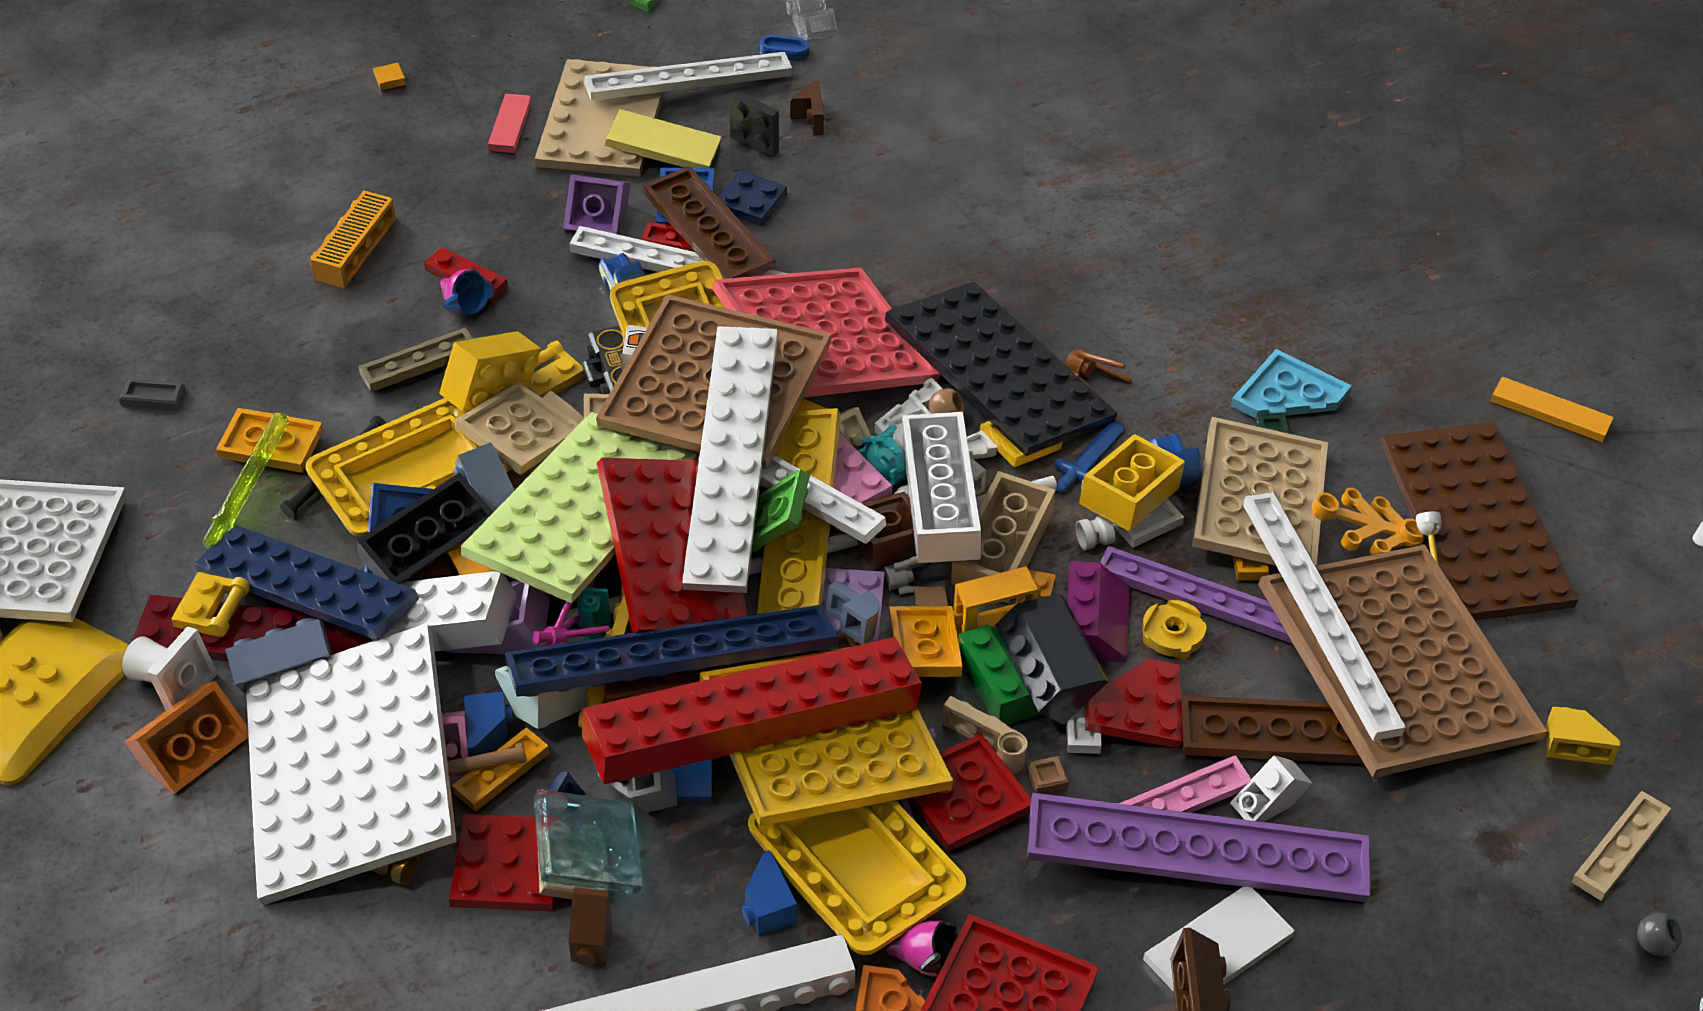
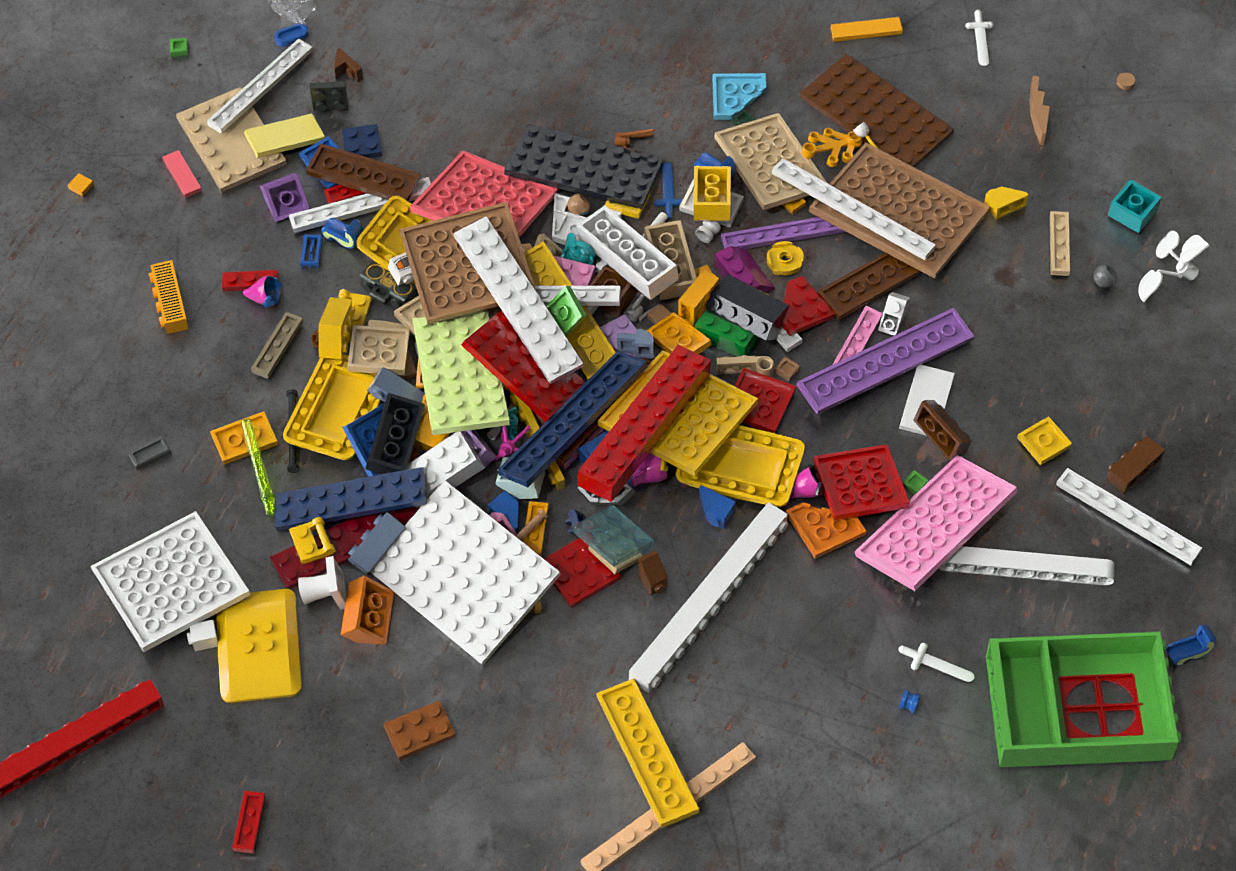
camera: 35 degrees left, 10 degrees up
(95, 934) = (419, 730): none -> dark orange plate
(573, 283) = (310, 263): none -> blue tile
(717, 787) = (651, 470): none -> dark pink hat

